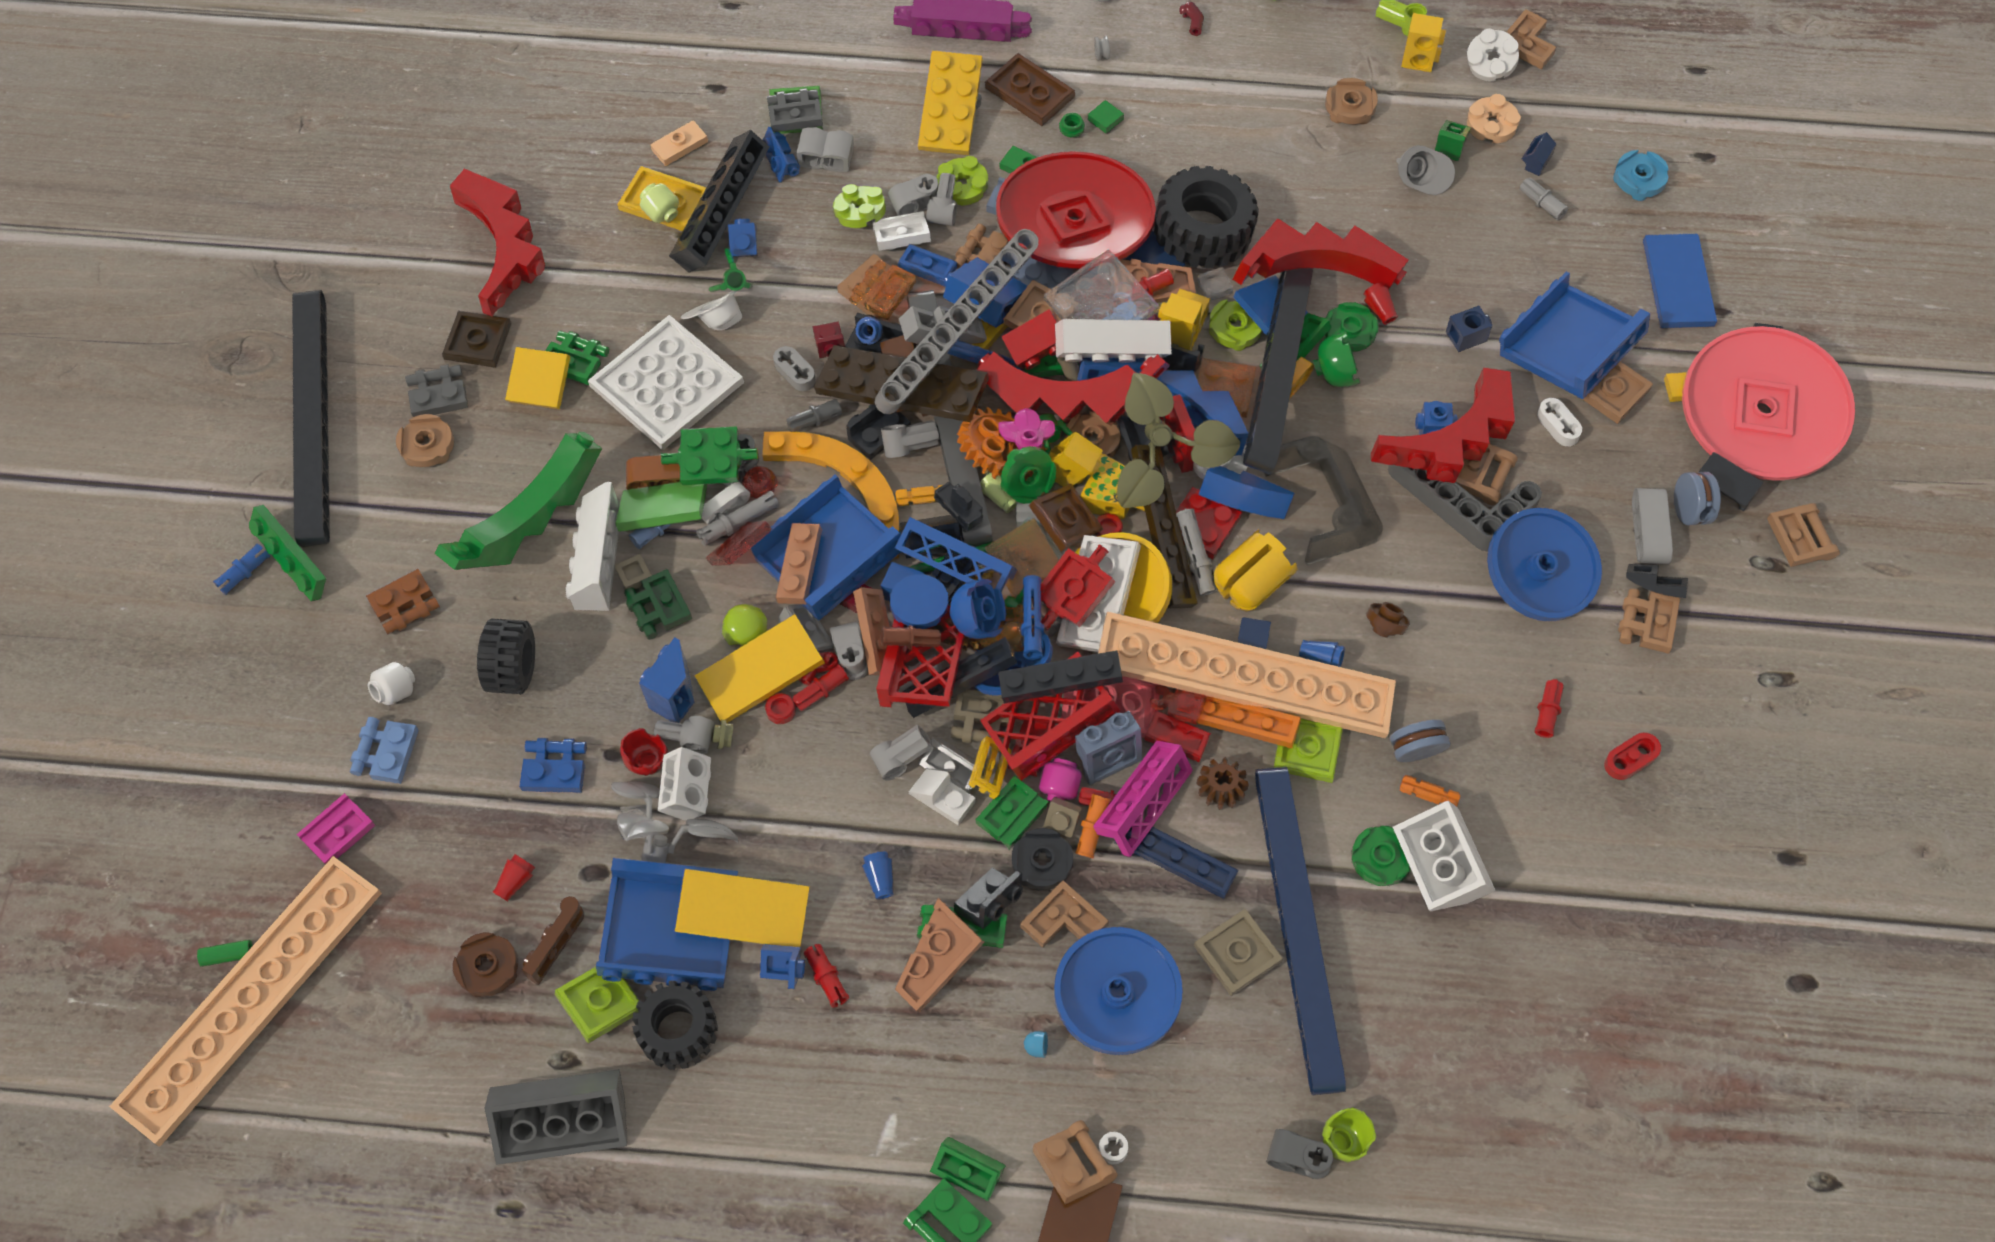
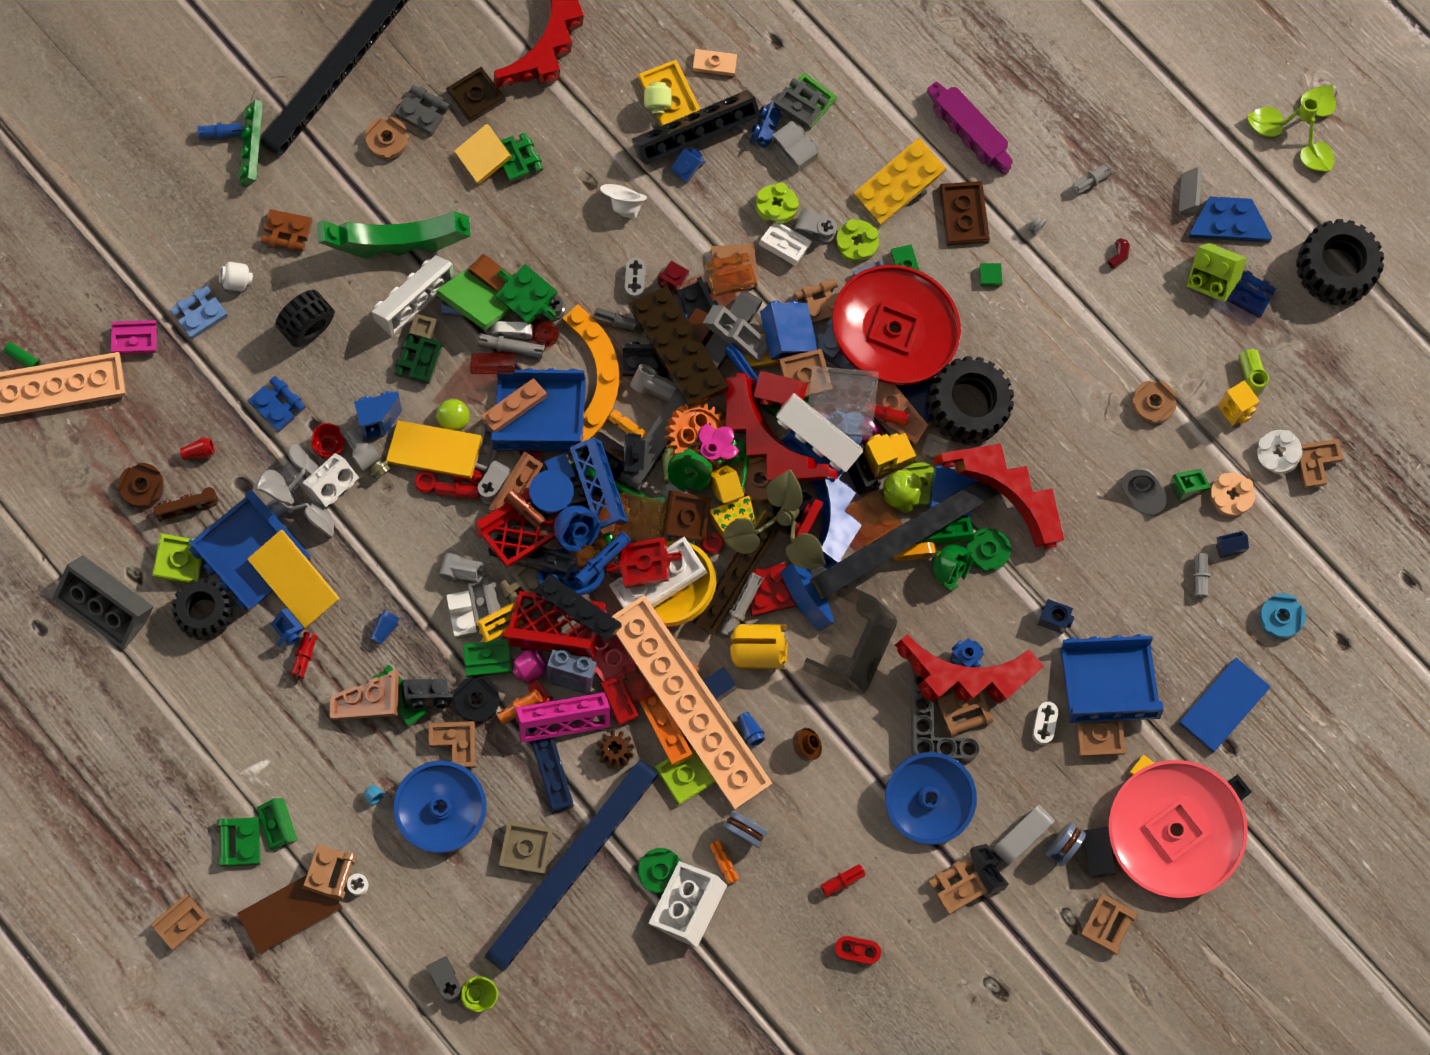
camera: 35 degrees right, 10 degrees up
(666, 382) = (553, 221): white plate -> none
(732, 278) = (649, 190): green plant -> none
(861, 330) = (695, 294): blue plate -> none
(926, 264) = (778, 279): blue plate -> none
(942, 208) = (824, 249): light grey axle -> none
(951, 330) = (751, 339): light grey beam -> none
(1062, 817) = (510, 686): dark tan plate -> none
(1071, 125) = (962, 256): green plate -> none
(1229, 337) = (902, 490): none -> lime hair
(1381, 303) = (1021, 551): red cone -> none

